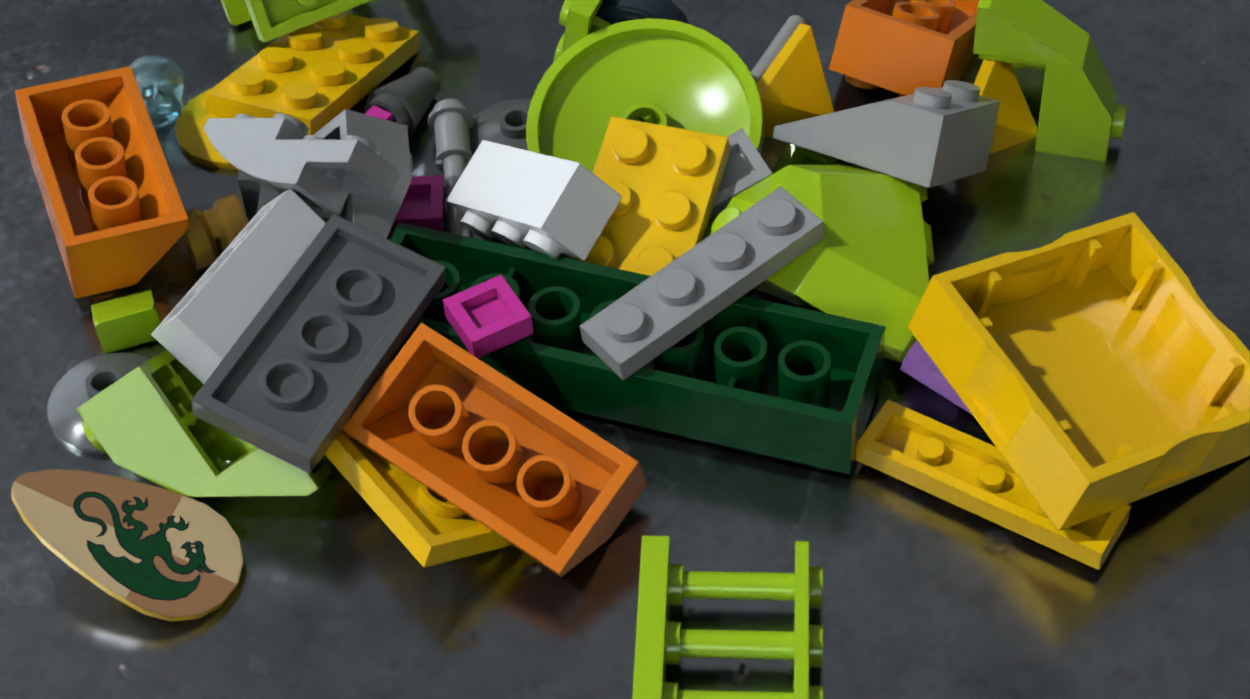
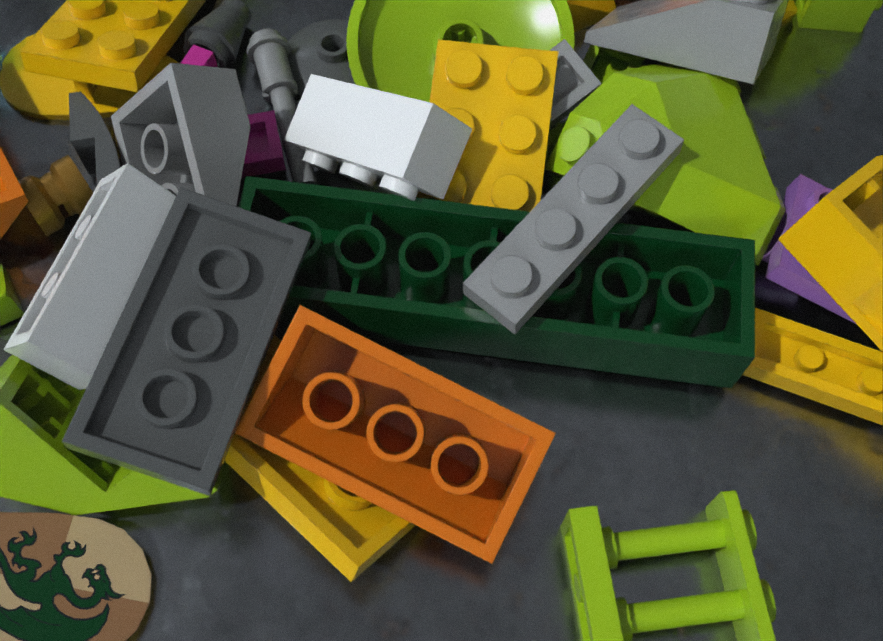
camera: 15 degrees left, 15 degrees up
(284, 156) = (126, 129): light grey slope -> none
(488, 316) = (365, 283): dark pink plate -> none

